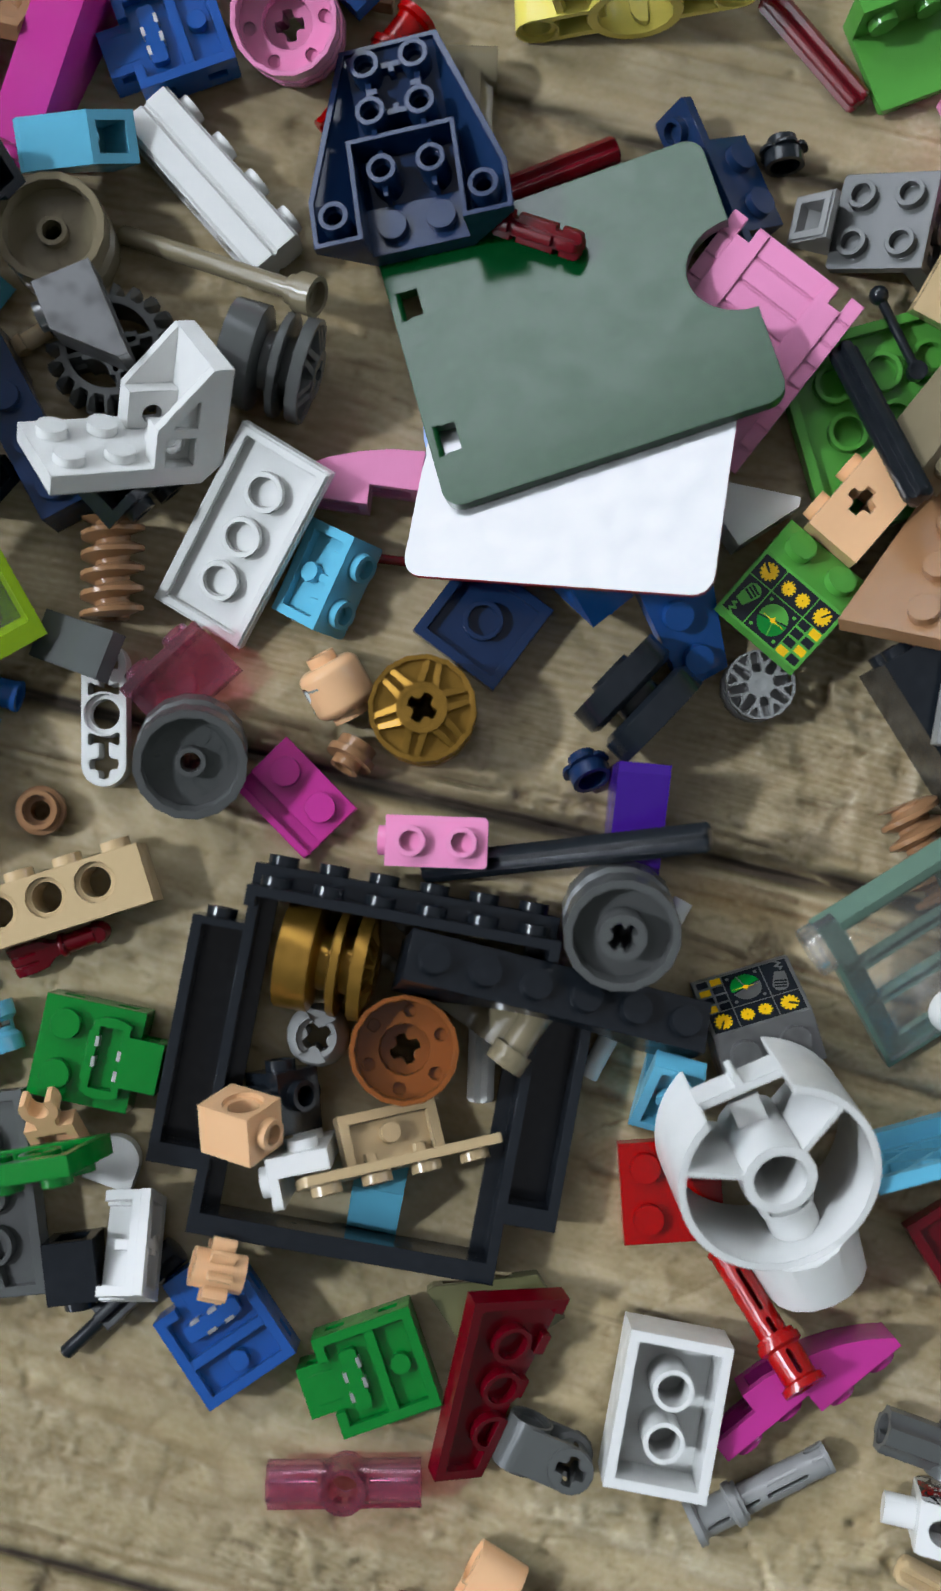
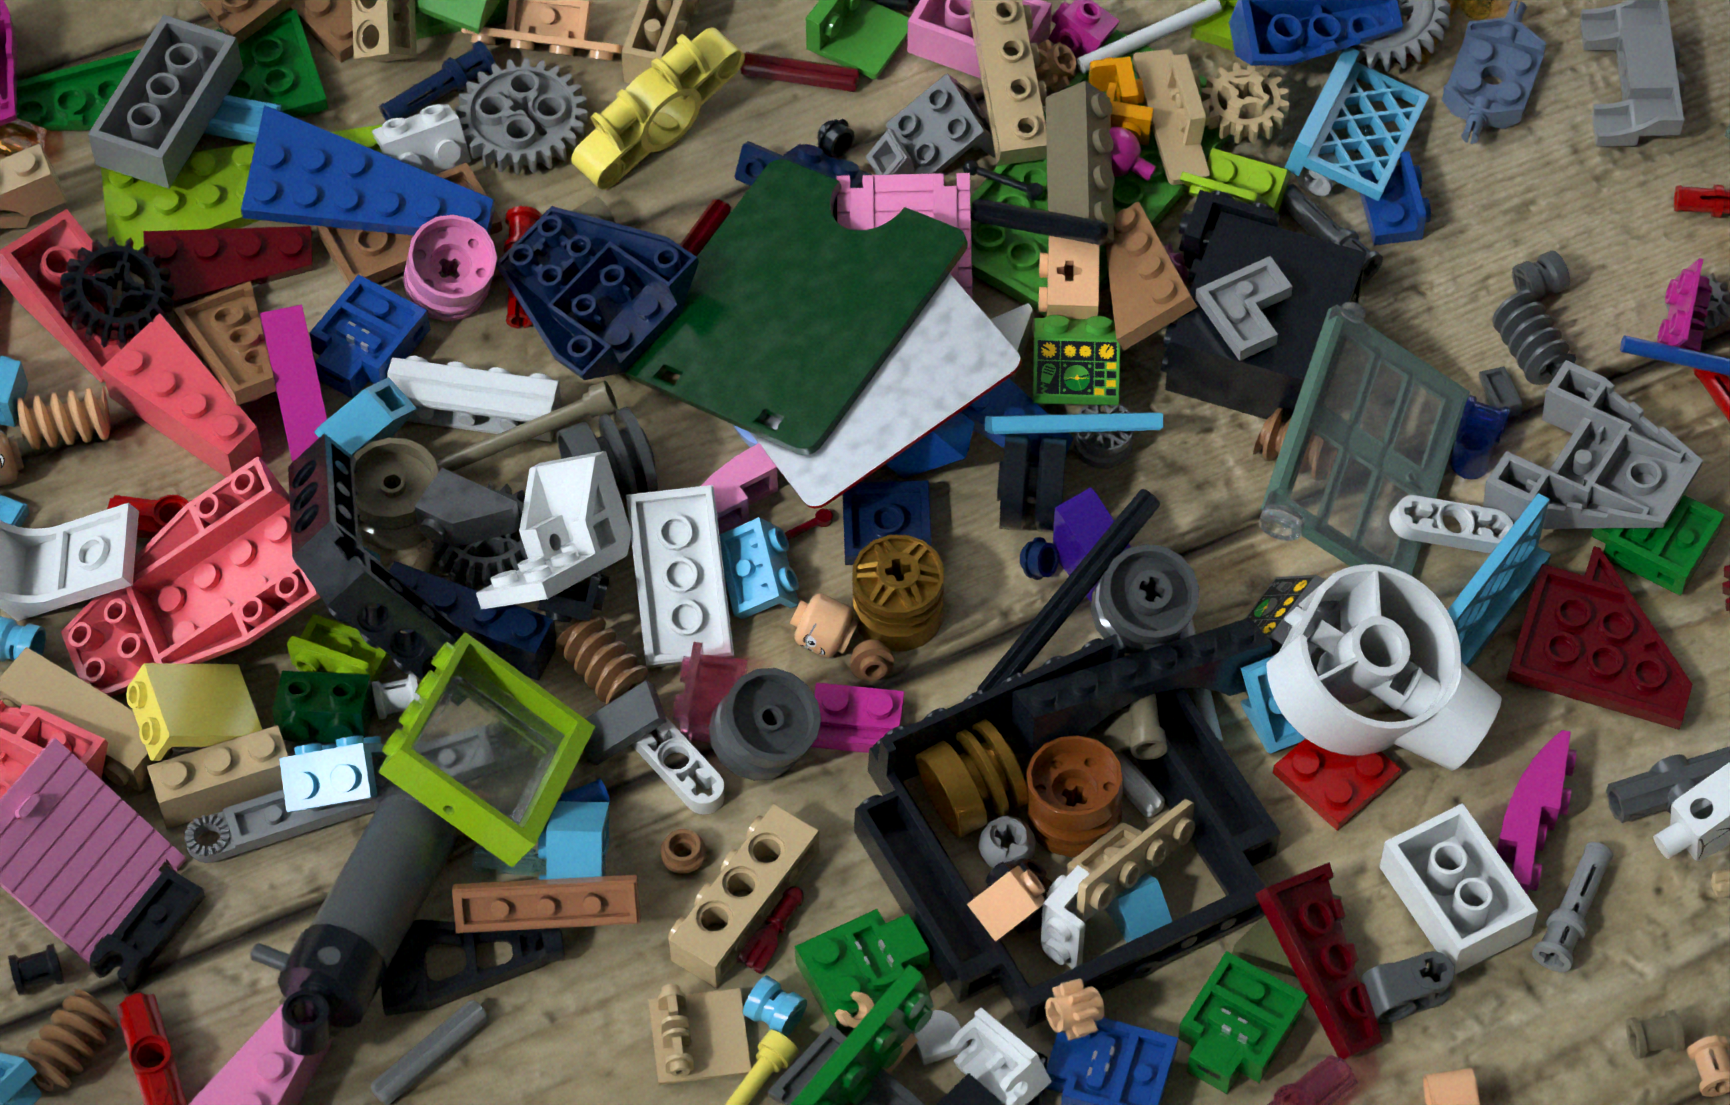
camera: 40 degrees left, 30 degrees down
(434, 841) = (974, 660): bright pink bracket -> none
(542, 235) = (725, 271): dark red axle -> none
(724, 671) = (1073, 423): none -> medium azure tile
(777, 1341) = (1485, 783): red pin -> none

